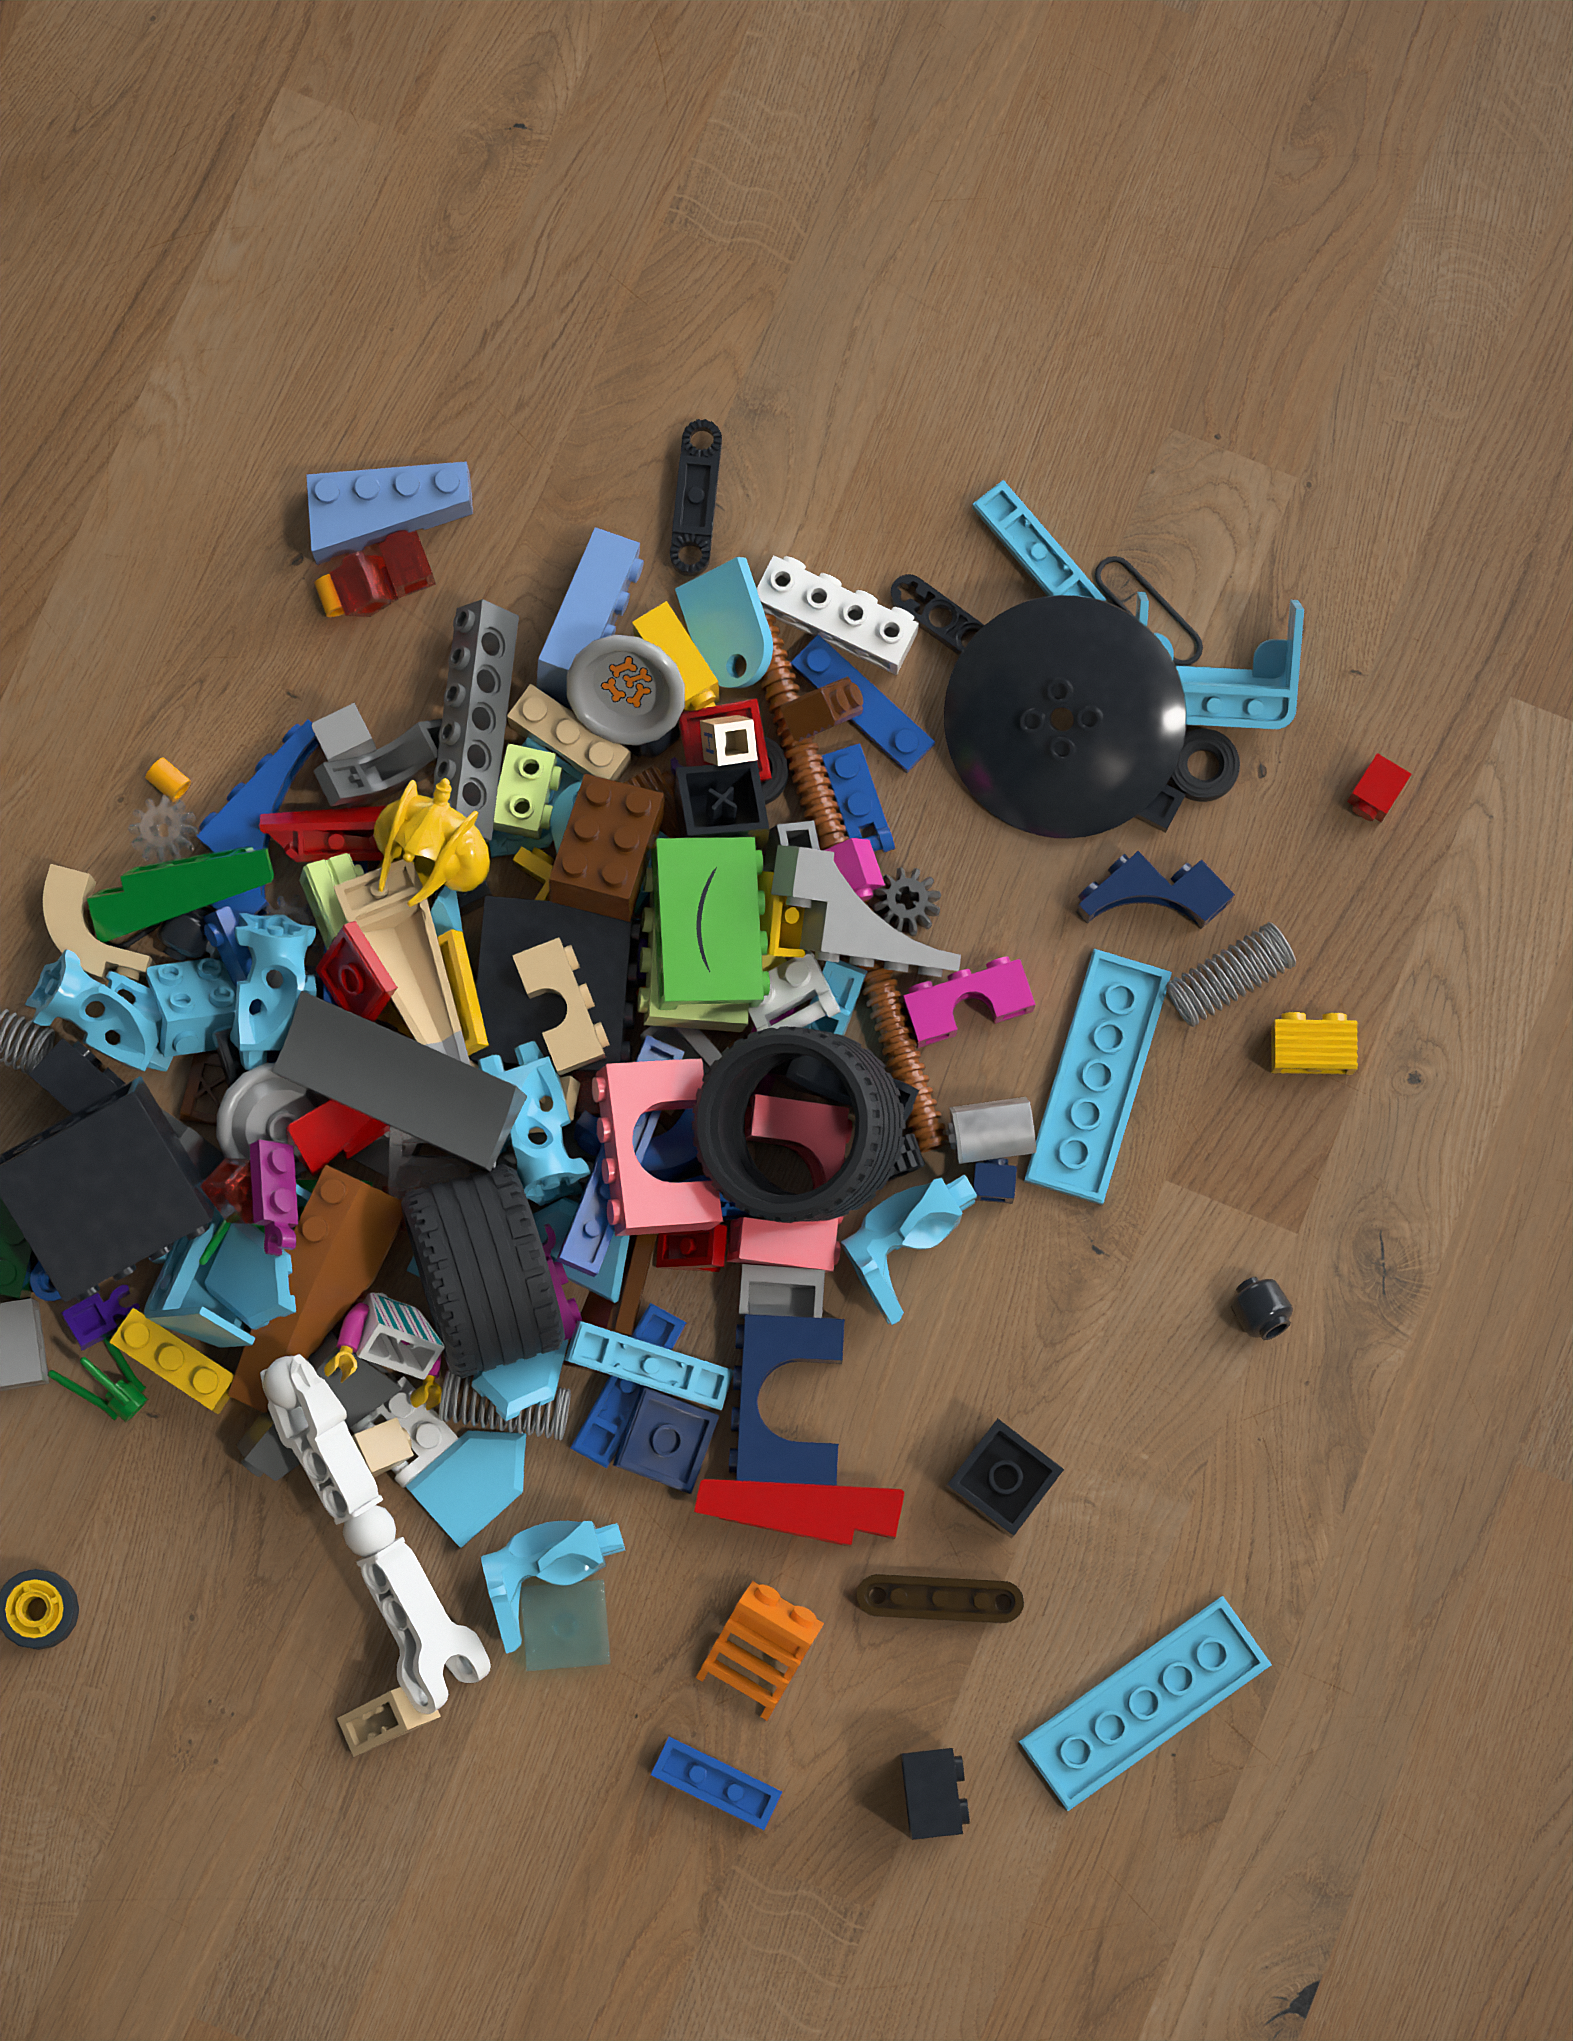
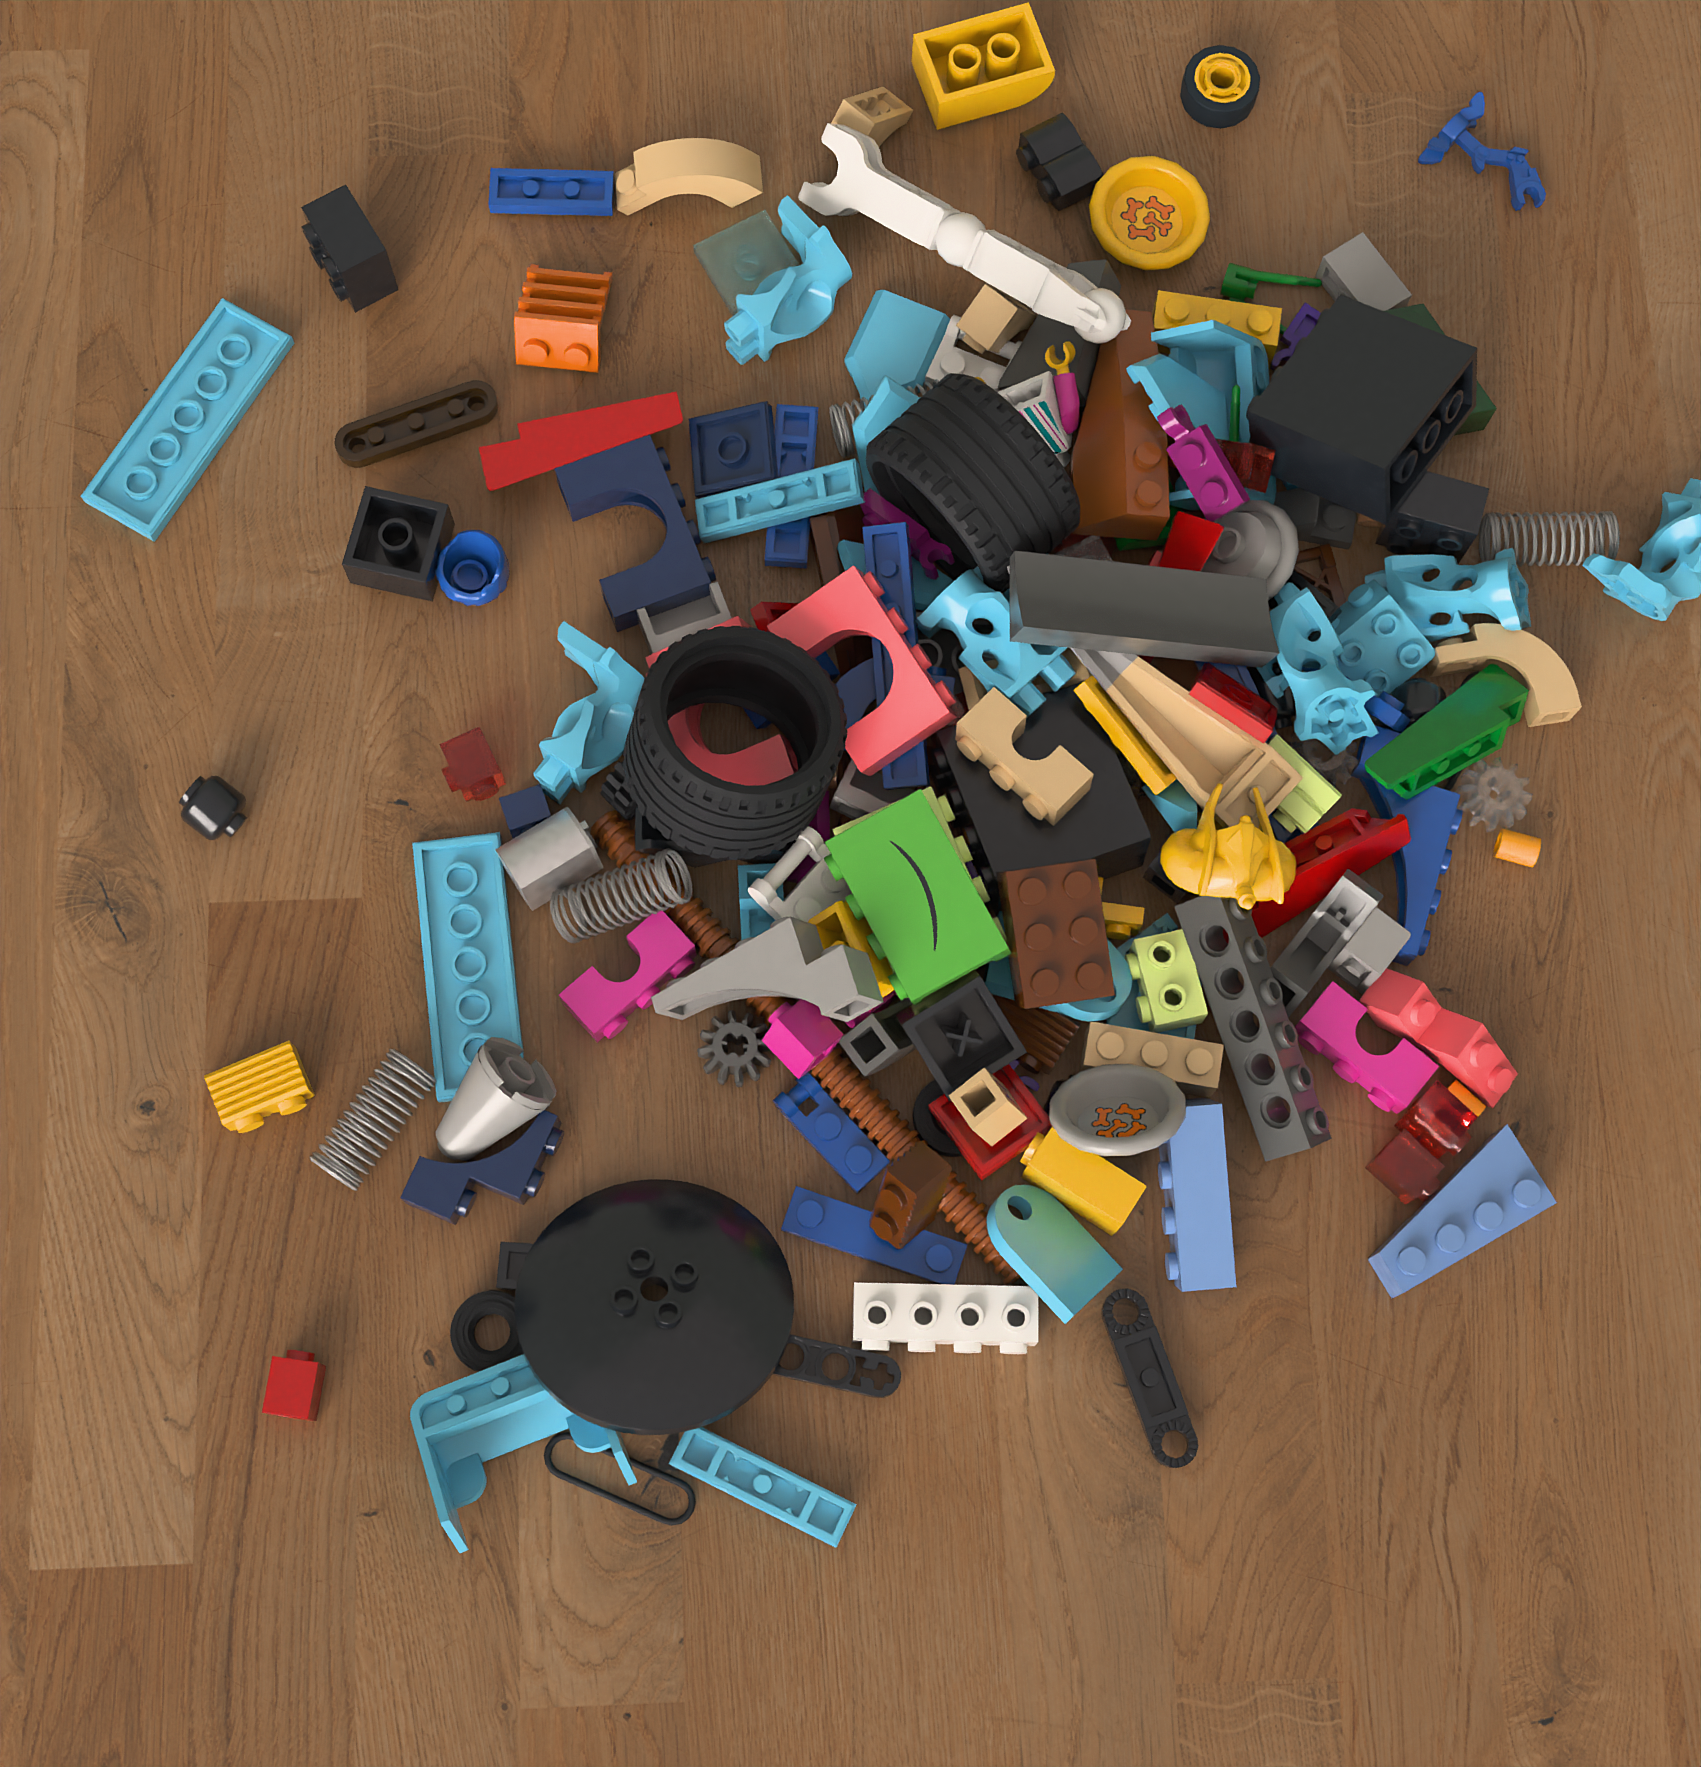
camera: 150 degrees right, 5 degrees down
(175, 1500) = (1149, 213): none -> yellow piece
(229, 1596) = (1058, 161): none -> black brick
(253, 1724) = (982, 65): none -> yellow brick
(321, 648) = (1454, 1041): none -> coral arch
(374, 639) = (1389, 1078): none -> dark pink arch
(584, 1733) = (688, 167): none -> tan arch
(909, 1048) = (663, 882): none -> light grey piece
(948, 1425) = (473, 568): none -> blue hair
(1024, 1245) = (471, 766): none -> clear red brick
(1123, 939) = (493, 1099): none -> light grey cone

